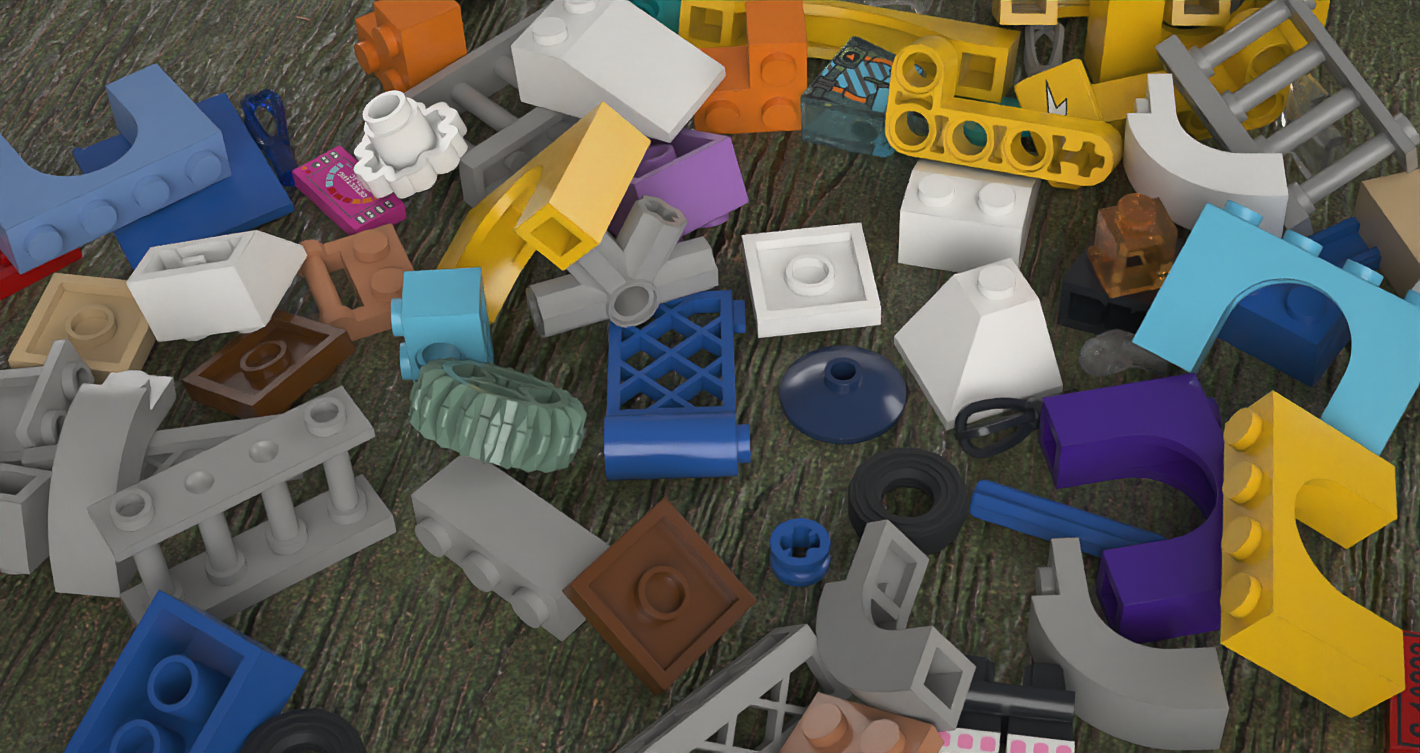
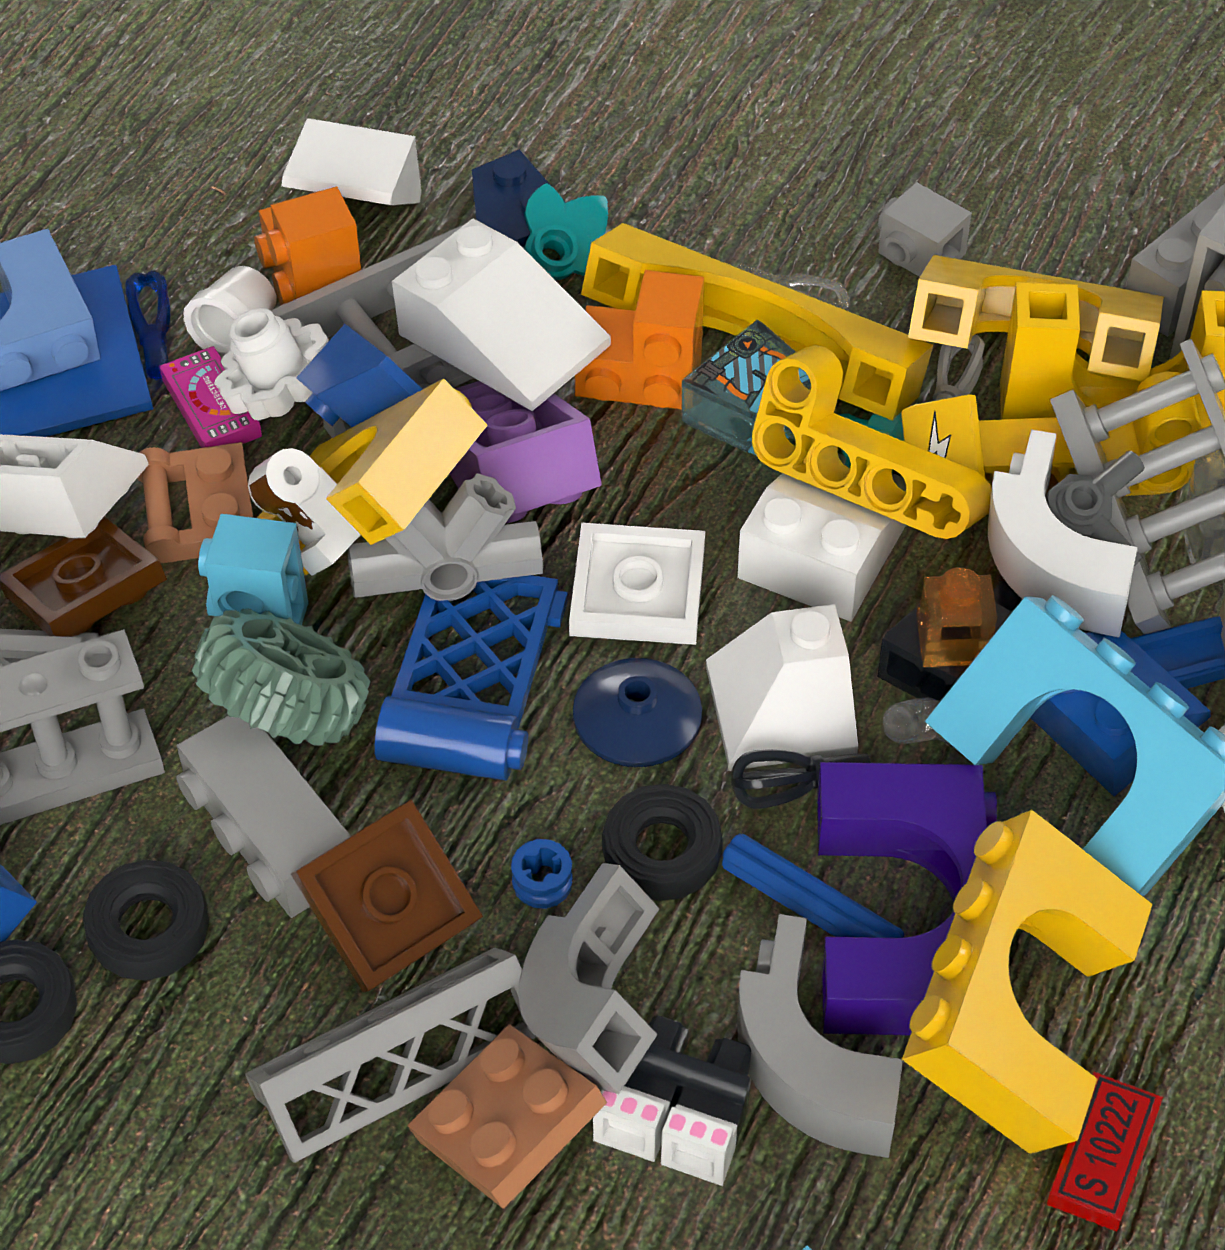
camera: 10 degrees right, 5 degrees up
(338, 112) = (218, 306): none -> white piece
(426, 704) = (152, 956): none -> black tyre
(473, 237) = (296, 492): none -> white leg
(498, 136) = (353, 380): none -> blue slope
(1220, 124) = (1086, 501): none -> dark grey piece

